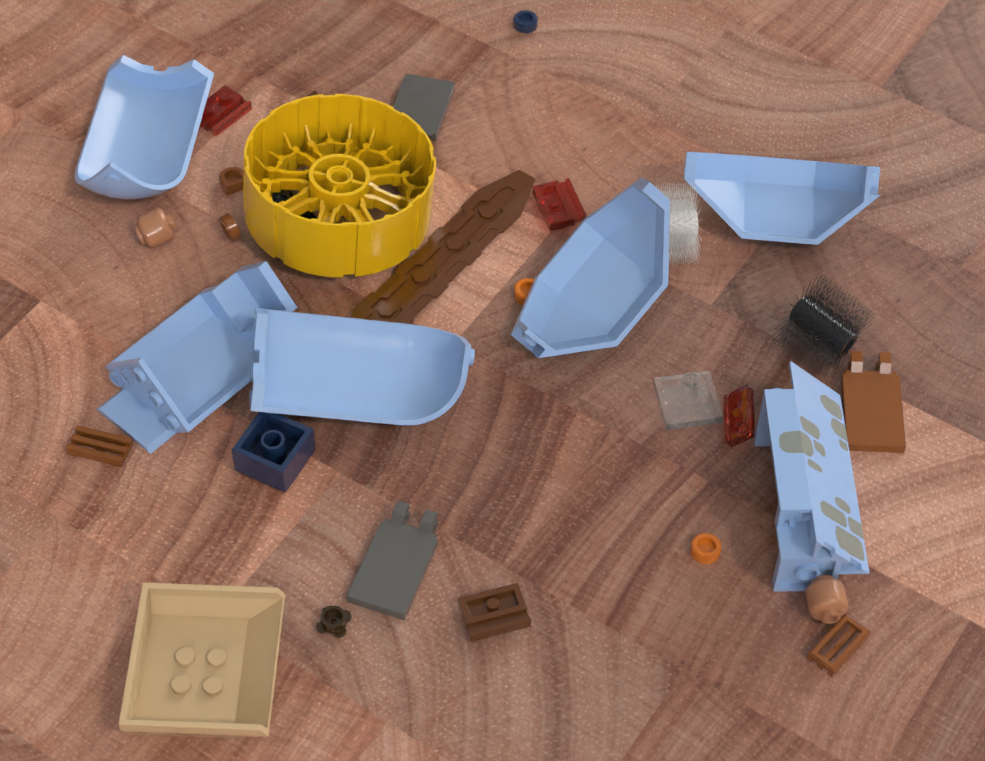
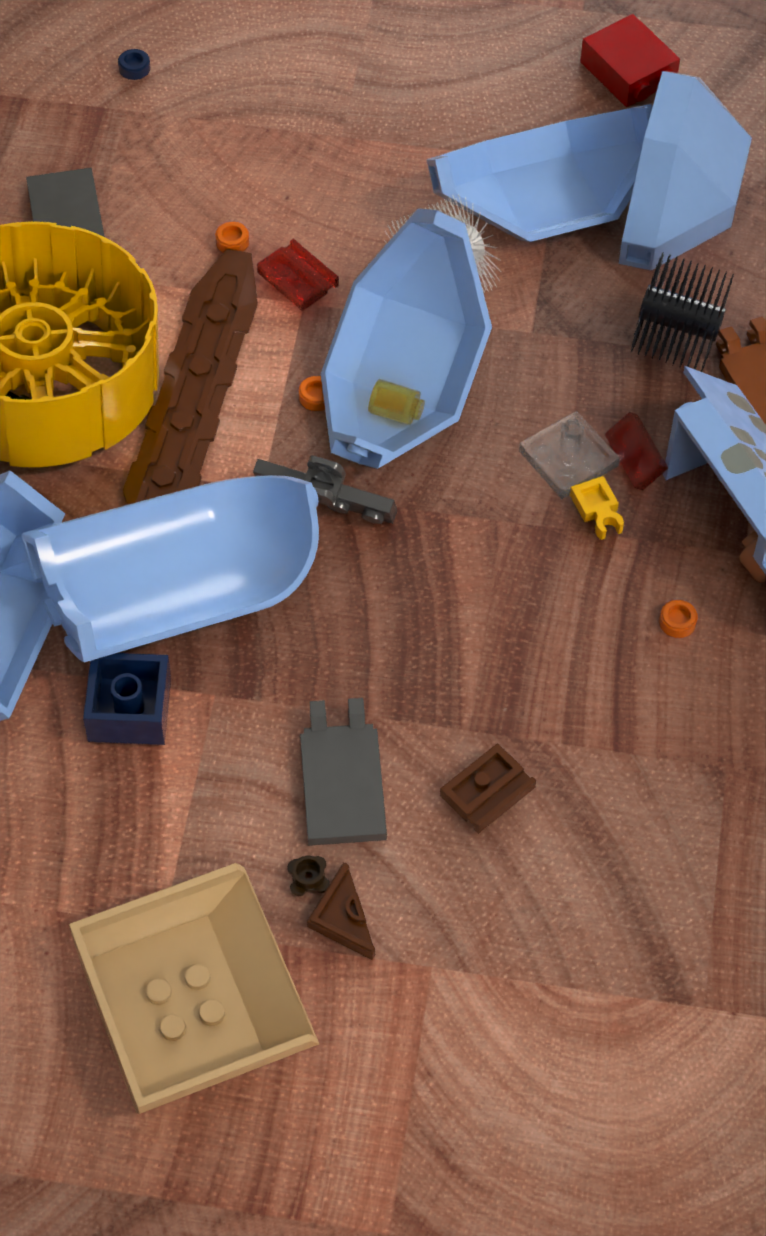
camera: 25 degrees left, 5 degrees up
(342, 657) = (341, 915): none -> reddish brown tile
(491, 355) = (328, 480): none -> dark grey plate
(528, 162) = (232, 236): none -> orange tile
(577, 316) = (396, 402): none -> clear yellow brick
(688, 443) = (598, 503): none -> yellow plate
(885, 225) = (685, 173): none -> light blue panel
(893, 134) = (628, 59): none -> red brick

